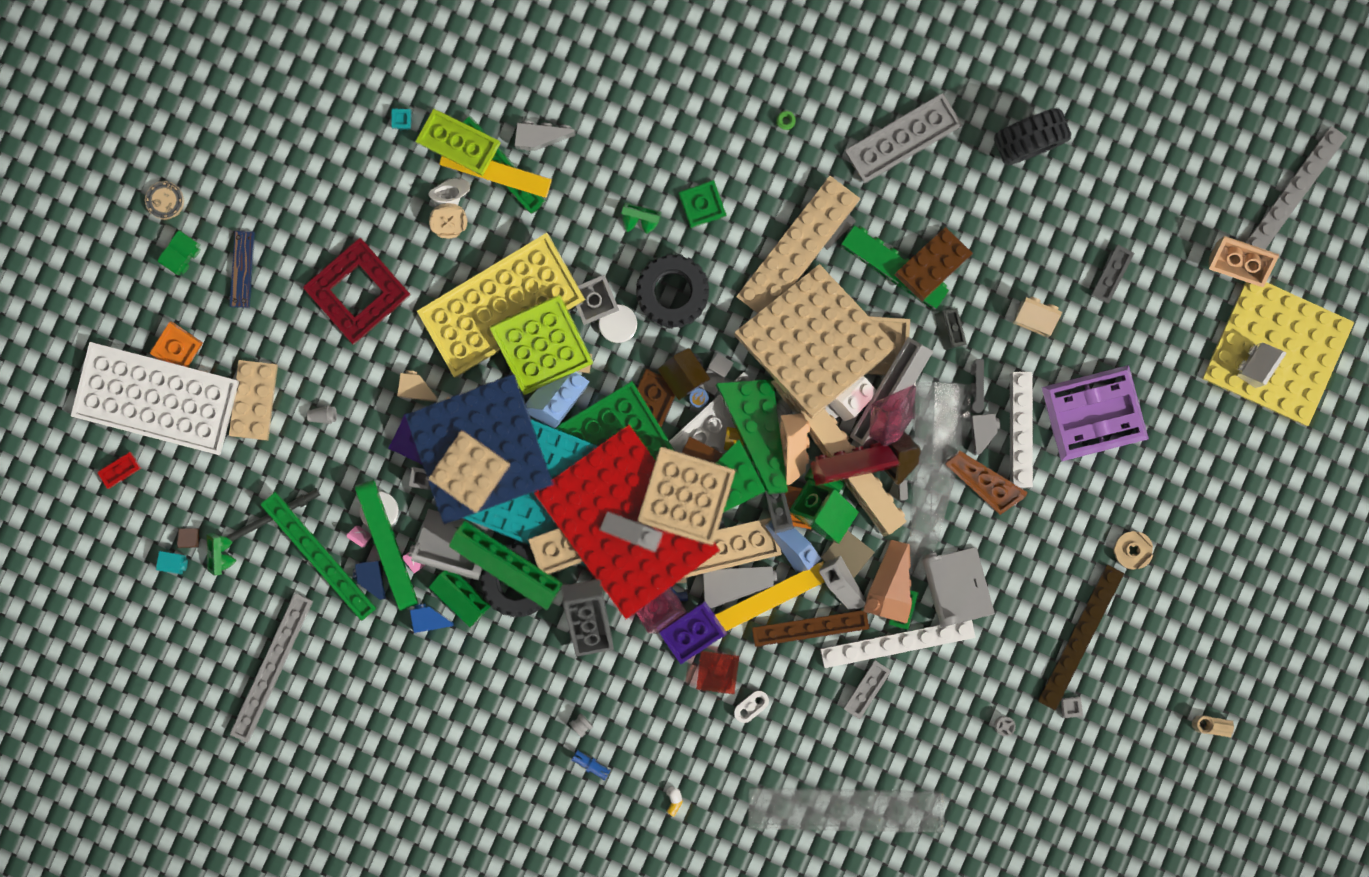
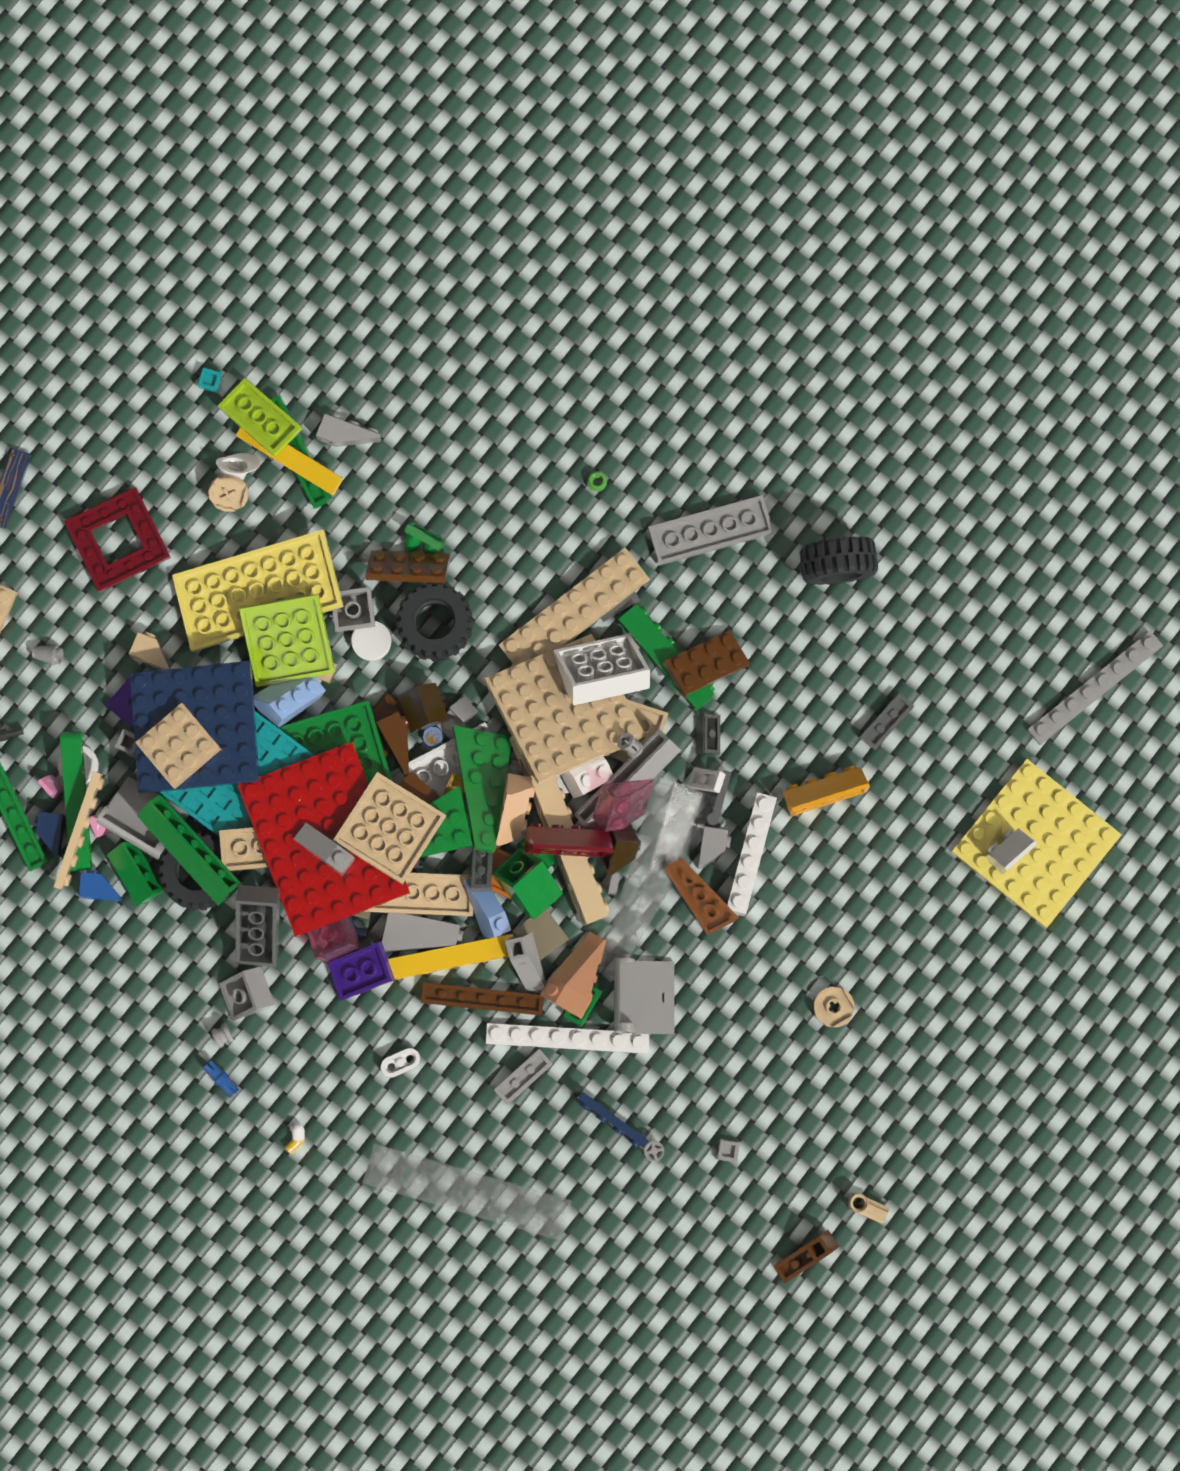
camera: 15 degrees right, 5 degrees down
(397, 581) = (82, 822): none -> tan plate
(593, 681) = (246, 993): none -> light grey slope
(633, 246) = (408, 566): none -> reddish brown plate
(666, 408) = (395, 735): none -> reddish brown slope
(702, 204) = (489, 543): green tile -> none
(717, 672) = (375, 1019): clear red plate -> none
(840, 295) = (602, 669): none -> white slope
(885, 362) = (628, 747): none -> light grey bush
(962, 372) = (706, 780): none -> white plate
(967, 712) = (619, 1126): none -> dark blue plate
(1037, 316) = (797, 743): tan slope -> none
(1074, 353) = (825, 791): none -> light orange slope
(1080, 637) = (756, 1082): dark brown plate -> none
(1094, 413) = (831, 856): medium lavender piece -> none
(1169, 784) = (806, 1256): none -> reddish brown slope
(1242, 261) = (1021, 742): light nougat slope -> none

